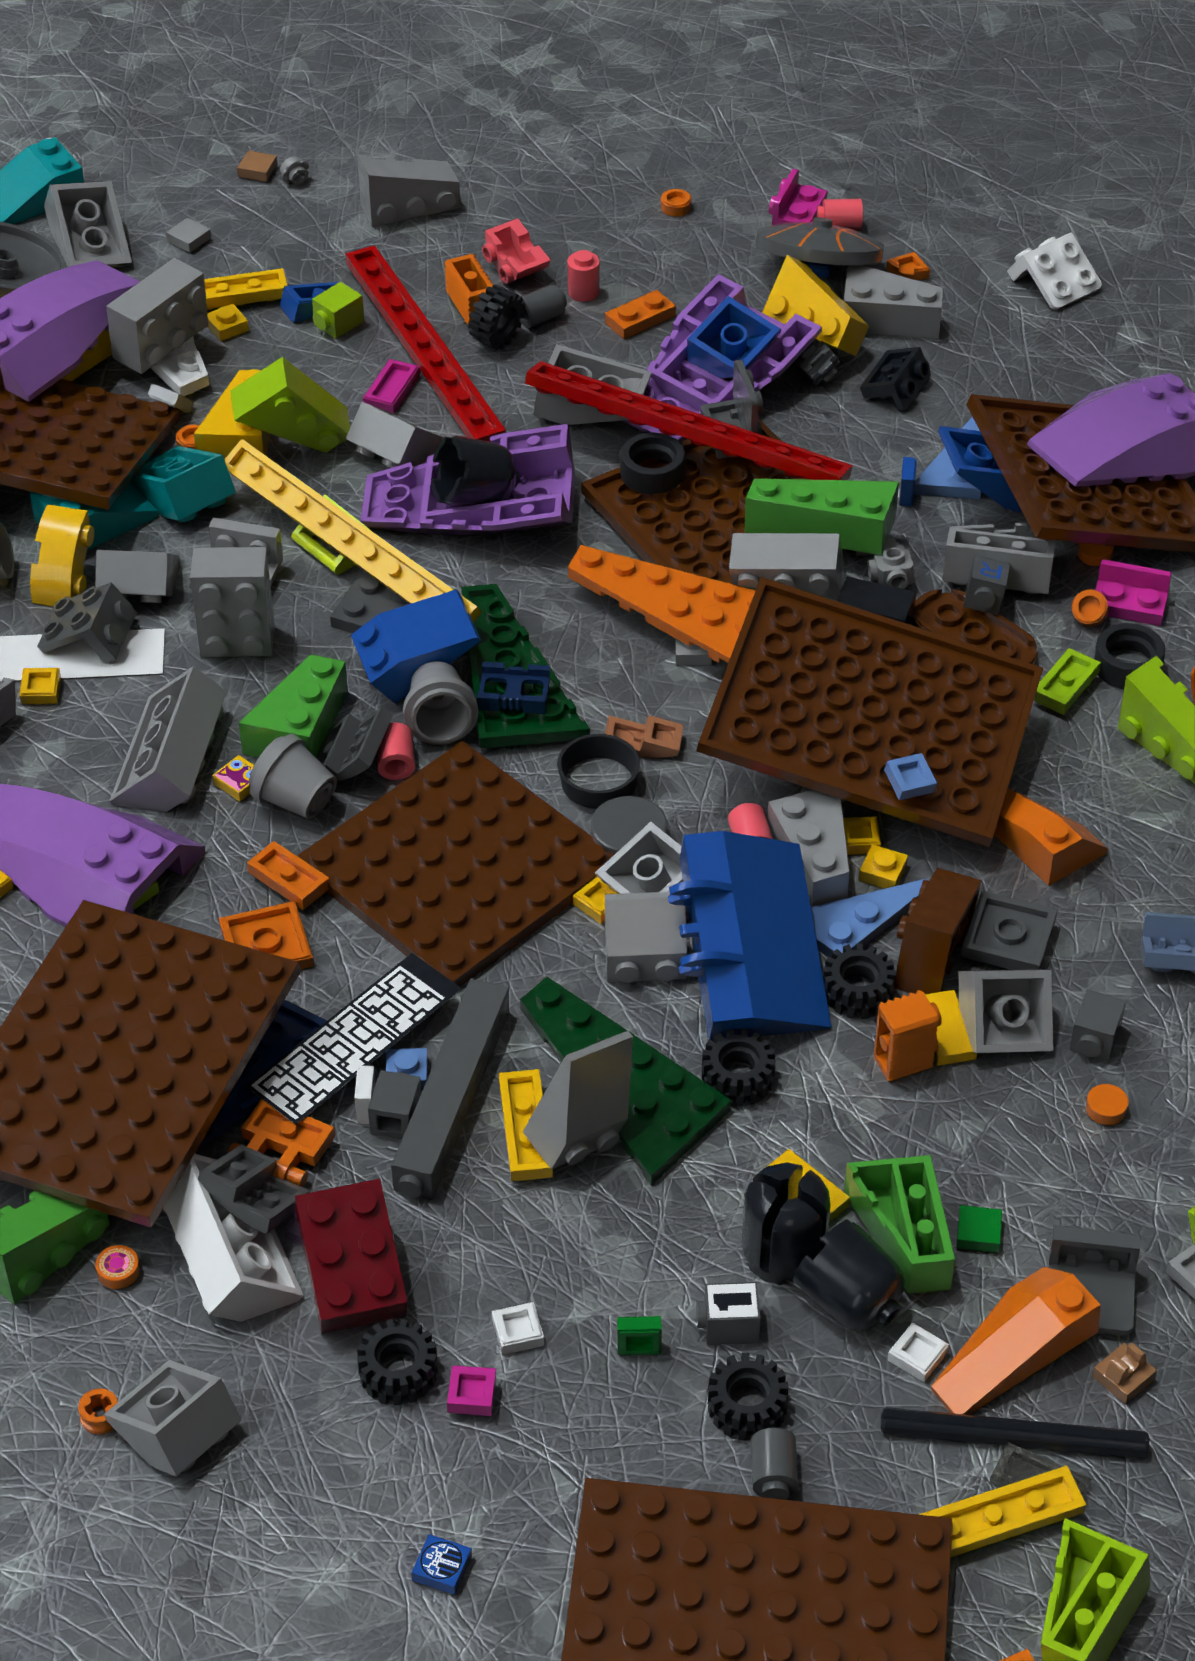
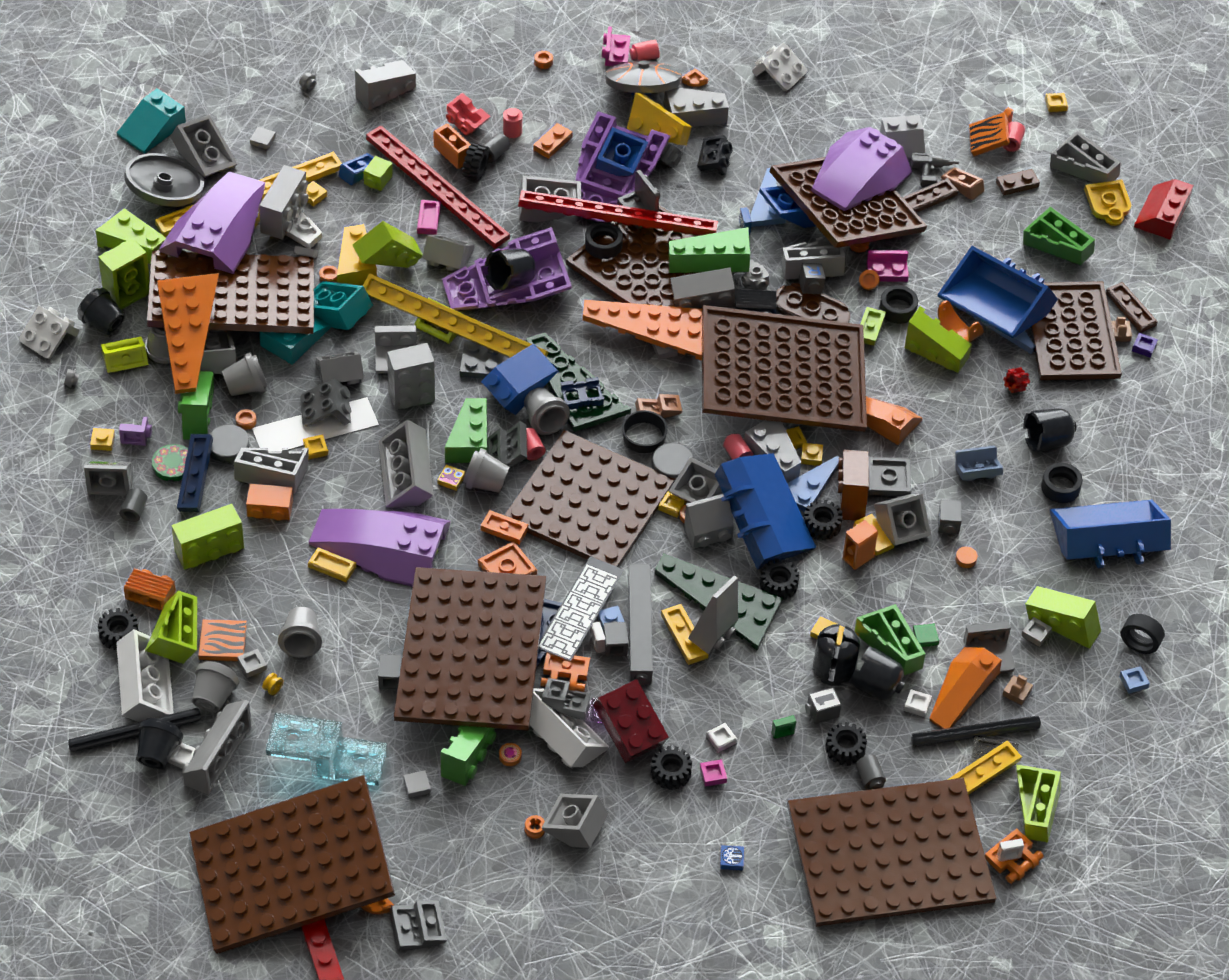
camera: 20 degrees left, 5 degrees up
(63, 549) = (295, 367): yellow brick -> none
(257, 166) = (282, 81): medium nougat tile -> none
(910, 776) = (818, 403): medium blue plate -> none

